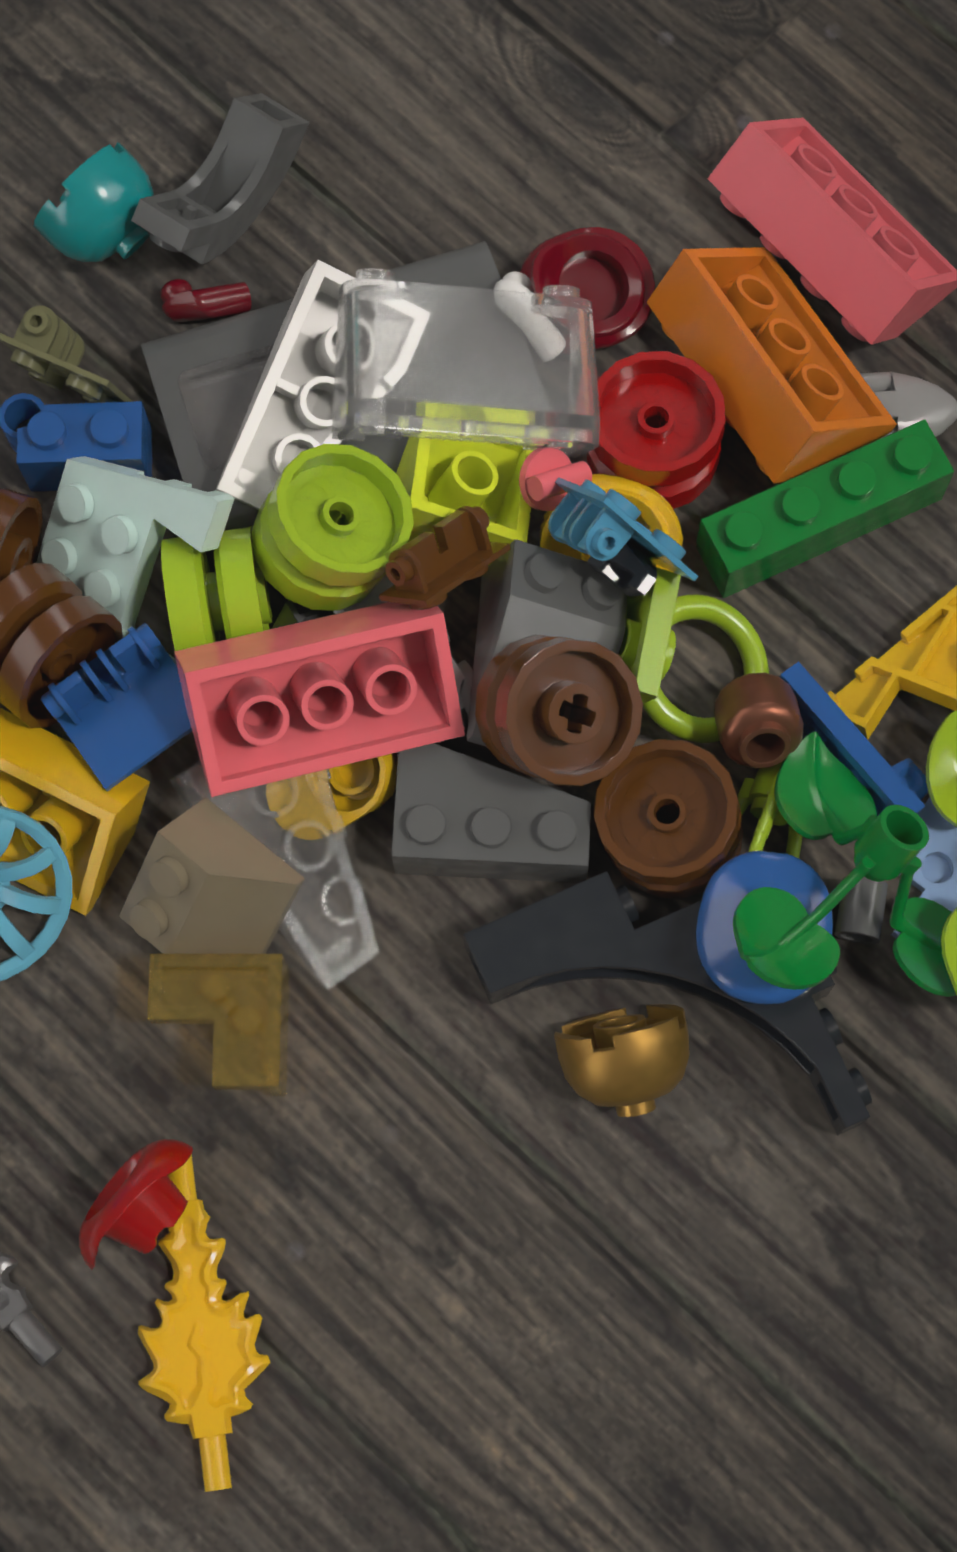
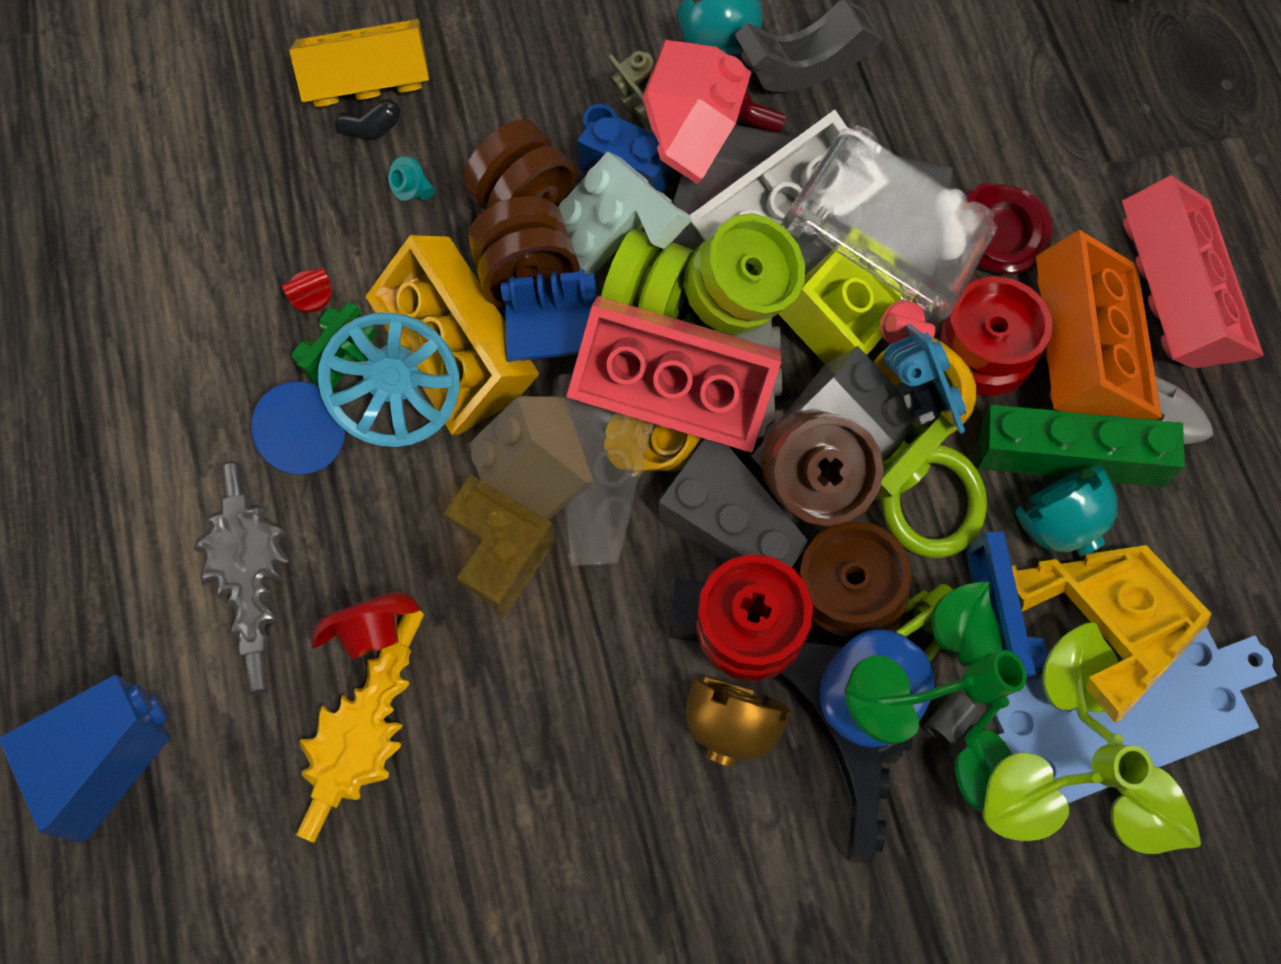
camera: 30 degrees right, 5 degrees down
(136, 338) = (693, 104): none -> coral wedge
(426, 574) = (785, 331): reddish brown hinge -> none
(591, 891) = (758, 588): none -> red wheel
(758, 720) = (953, 553): copper head -> none
(859, 593) = (1072, 513): none -> teal cylinder

